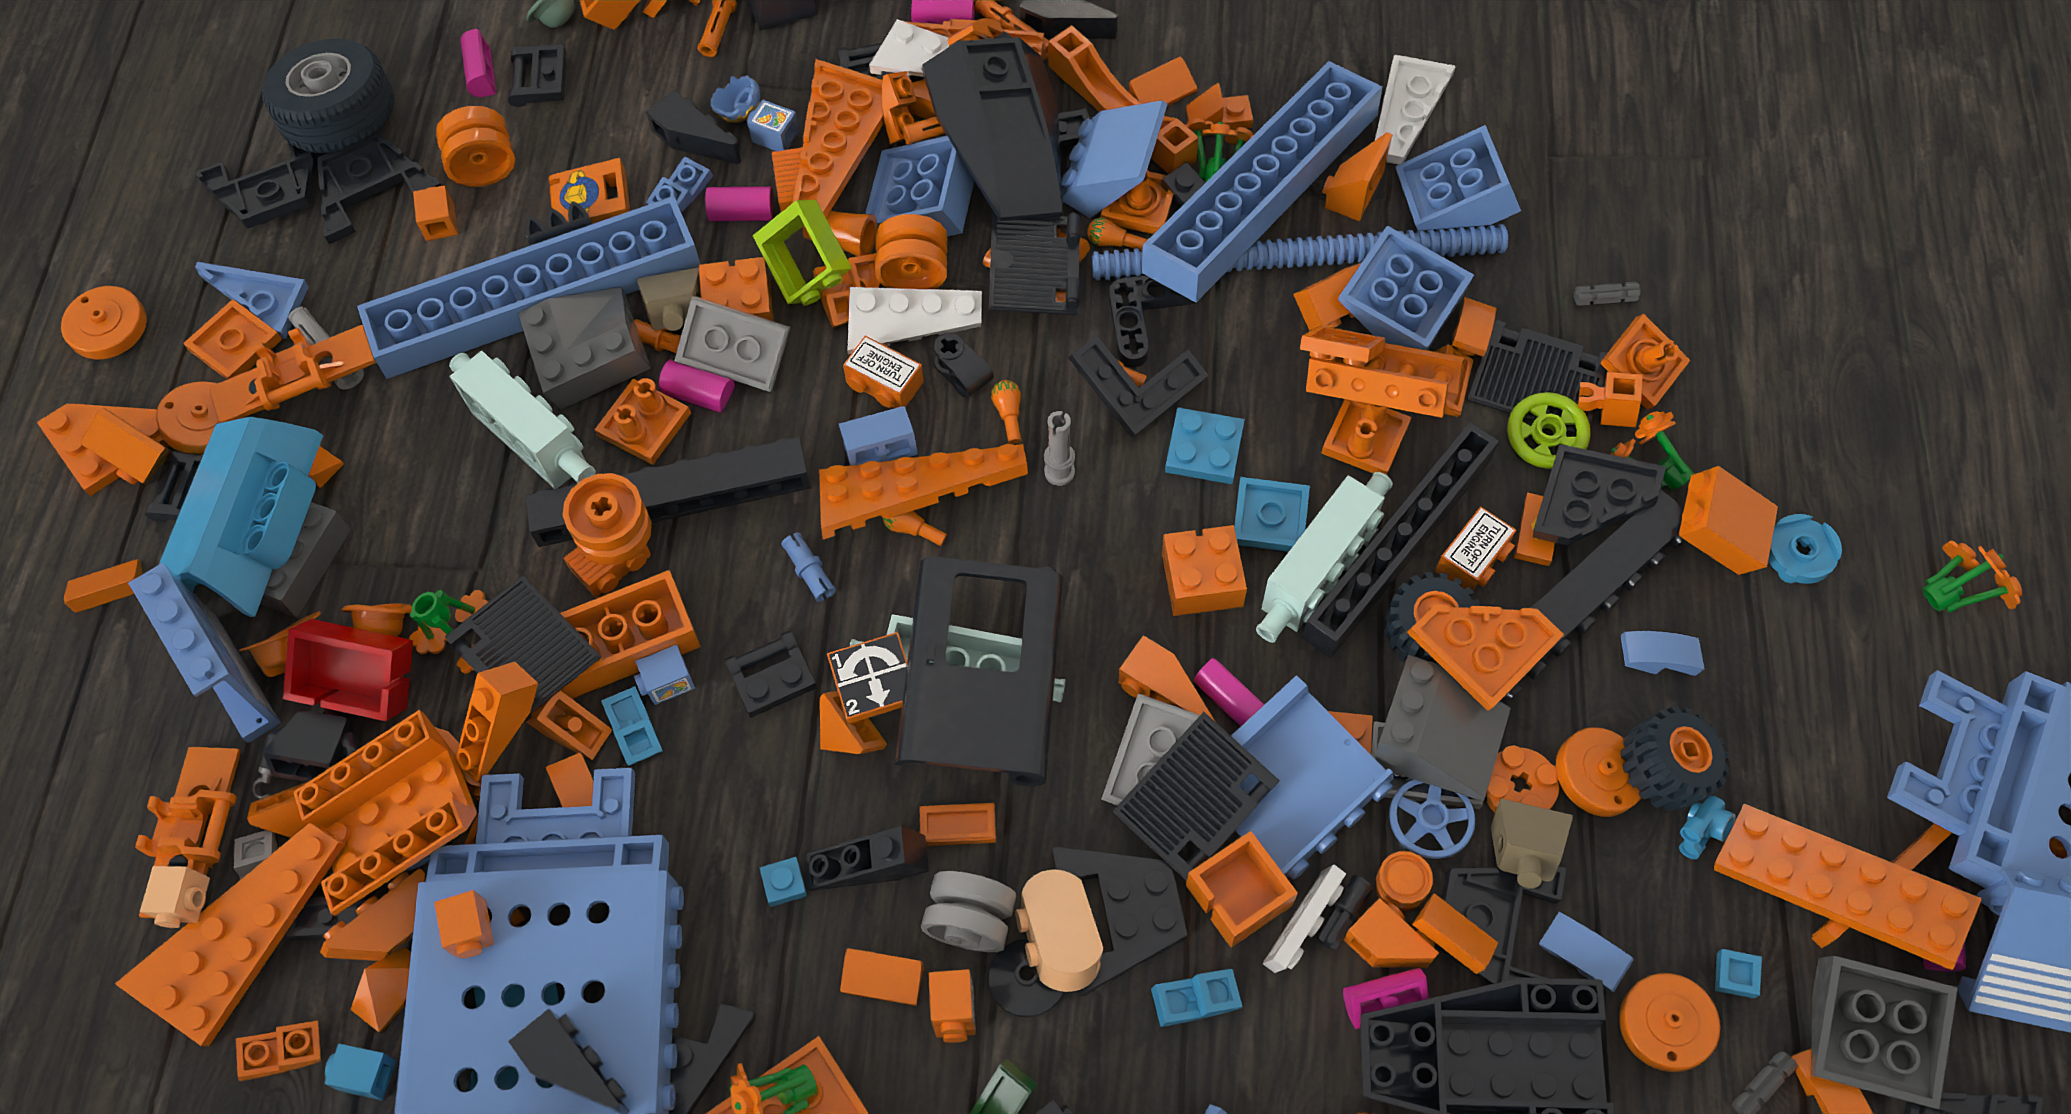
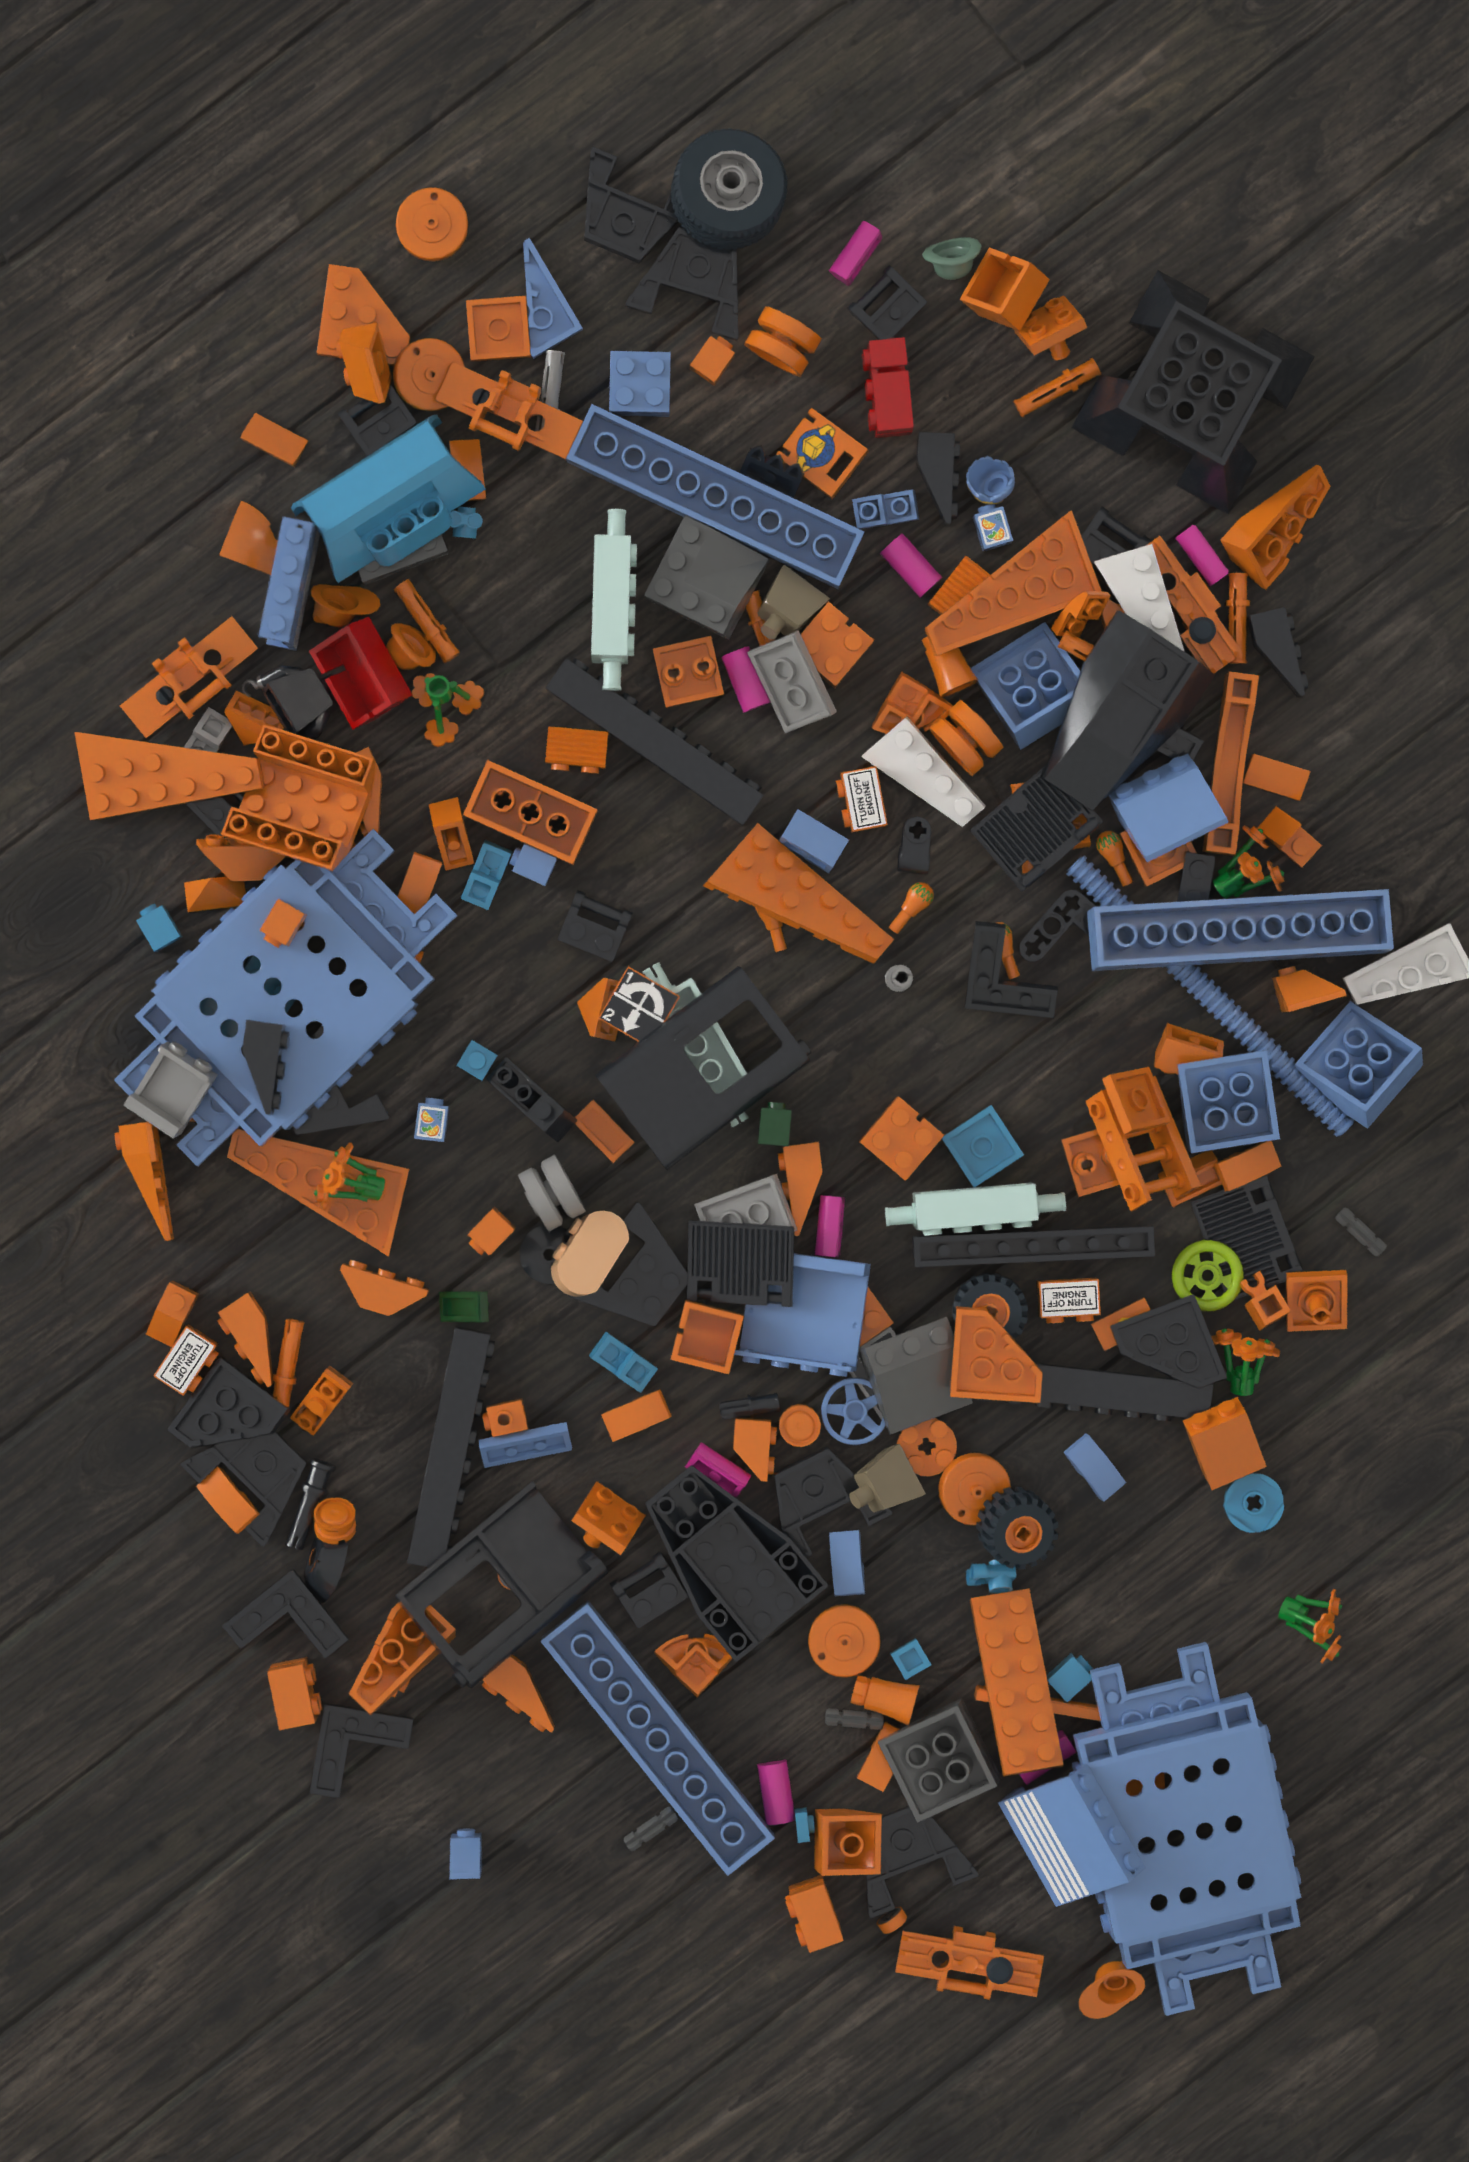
camera: 45 degrees right, 25 degrees up
(149, 675) = (250, 540): none -> orange brick
(174, 895) = (148, 723): light nougat brick -> none
(278, 1051) = (127, 866): orange slope -> none
(335, 484) = (465, 522): none -> dark azure plate
(386, 265) = (640, 383): none -> medium blue brick
(386, 589) = (430, 626): none -> orange pin
(495, 713) = (409, 809): orange slope -> none
(525, 630) = (468, 771): black window -> none
(592, 105) = (888, 388): none -> red piece
(607, 519) = (591, 721): orange wheel -> none
(779, 260) = (880, 660): lime window -> none
(795, 972) = (431, 1120): none -> brick
(808, 567) = (684, 882): medium blue pin -> none
(882, 977) = (473, 1171): orange slope -> none
(980, 29) = (1178, 622): orange slope -> none
(1092, 659) = (774, 1124): none -> dark green brick
(1204, 445) = (999, 1058): dark azure plate -> none
(1262, 1031) = (636, 1415): none -> orange slope
(1305, 920) = (724, 1387): white plate -> none
(1456, 934) = (787, 1482): orange slope -> none
(1767, 1029) = (886, 1697): none -> orange plant
(1872, 832) = (1070, 1676): none -> dark azure brick

